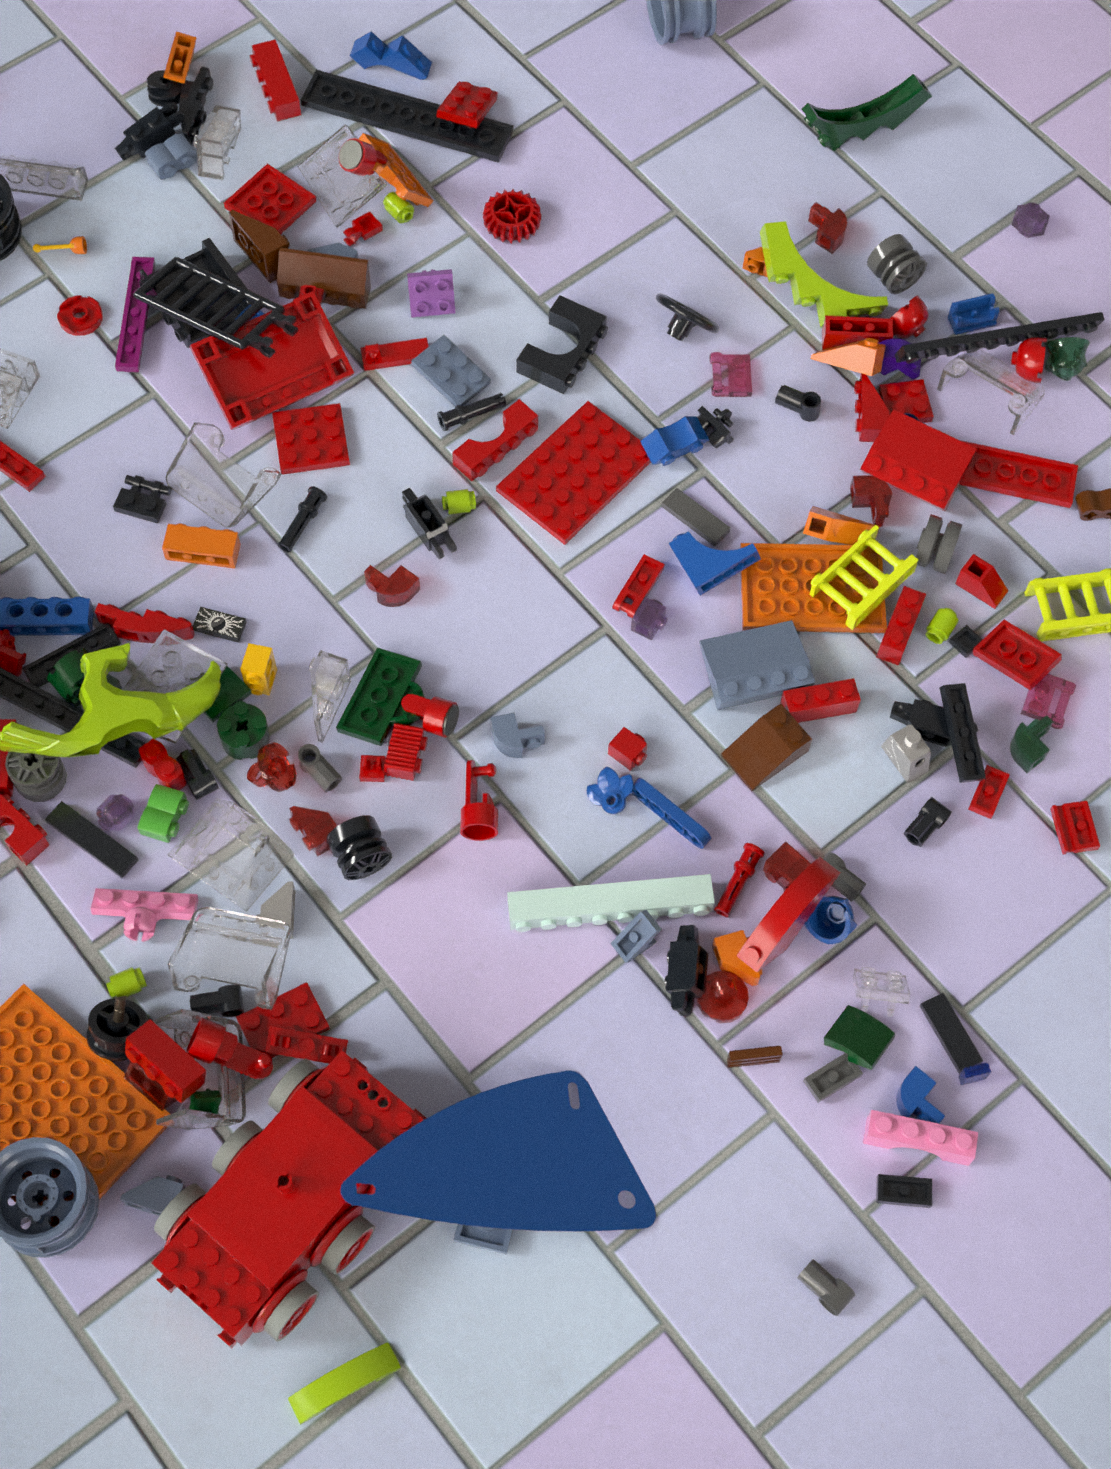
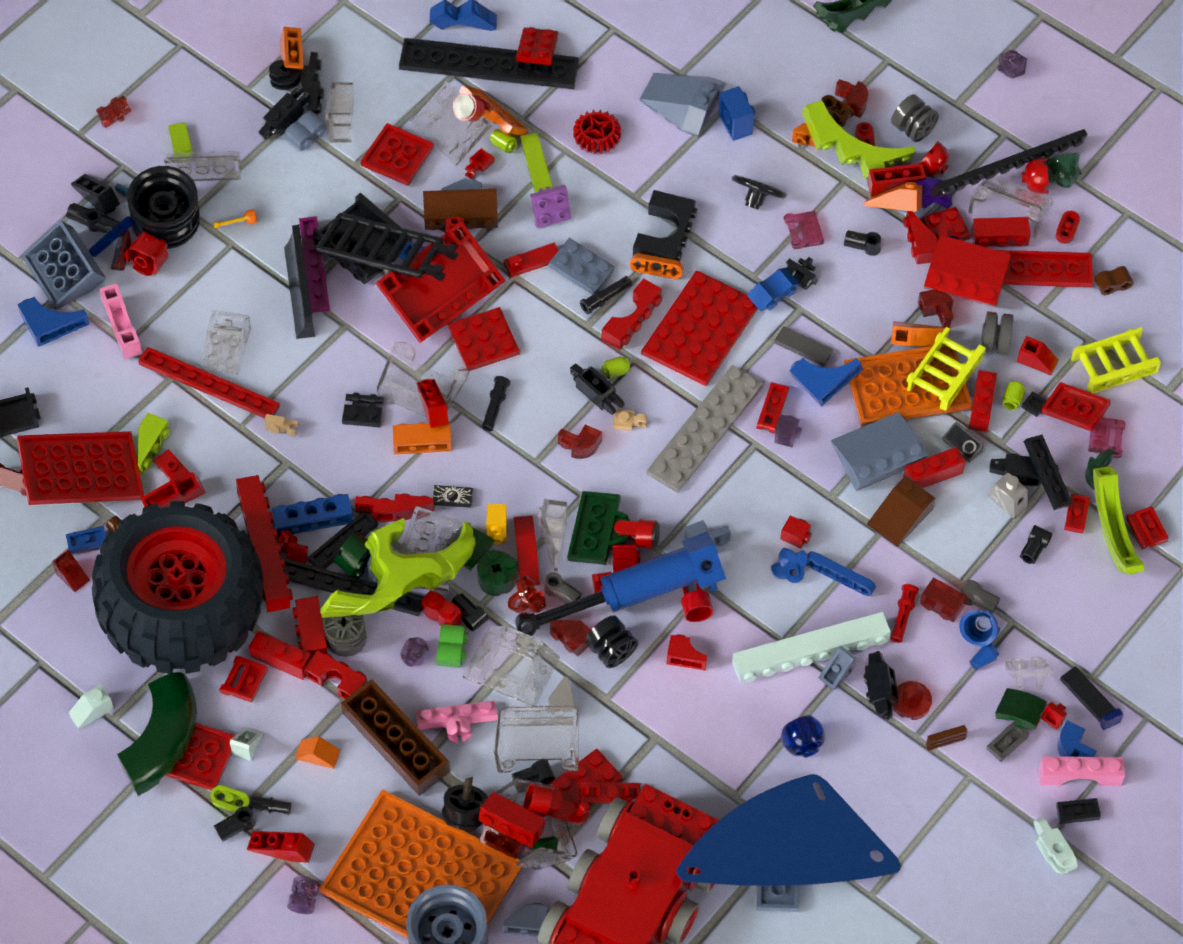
camera: 10 degrees left, 5 degrees down
(25, 140) = (180, 138): none -> lime tile
(35, 497) = (278, 424): none -> tan plate
(58, 919) = (395, 737): none -> reddish brown brick
(84, 325) = (268, 282): red tile -> none
(91, 839) = (400, 676): black tile -> none
(105, 370) = (298, 285): none -> black arch
(126, 982) = (459, 773): lime brick -> none
(222, 505) = (433, 403): none -> red slope
(259, 243) = (401, 190): reddish brown slope -> none
(276, 80) = (373, 52): red brick -> none
(289, 706) = (526, 547): none -> red slope
(430, 237) = (535, 161): none -> lime tile
(445, 879) = (683, 654): none -> red arch
(456, 568) = (626, 420): none -> tan plate
(477, 768) = (641, 582): none -> blue piece
(548, 597) = (704, 428): none -> light grey plate
(549, 384) = (643, 258): none -> orange beam
(569, 1020) = (803, 736): none -> clear blue wheel
(624, 195) = (682, 99): none -> sand blue wedge
(682, 221) = (736, 113): none -> blue brick
(726, 951) = (915, 667): orange slope -> none
(788, 915) = (950, 627): red brick -> none
(805, 239) = (837, 109): none -> reddish brown piece
(828, 957) = (984, 656): none -> blue cone
(832, 1292) = (1041, 890): dark grey piece -> none
(833, 272) = (865, 135): none -> red plate
(861, 1236) = (1054, 847): none -> light aqua piece
(865, 671) = (966, 443): none -> slope
(901, 1053) = (1054, 715): none -> red tile
(972, 419) = (1001, 231): none -> red brick
(973, 314) = (983, 147): blue hinge -> none
(1032, 813) = (1113, 523): none -> lime arch
(1055, 430) = (1067, 228): none -> red plate

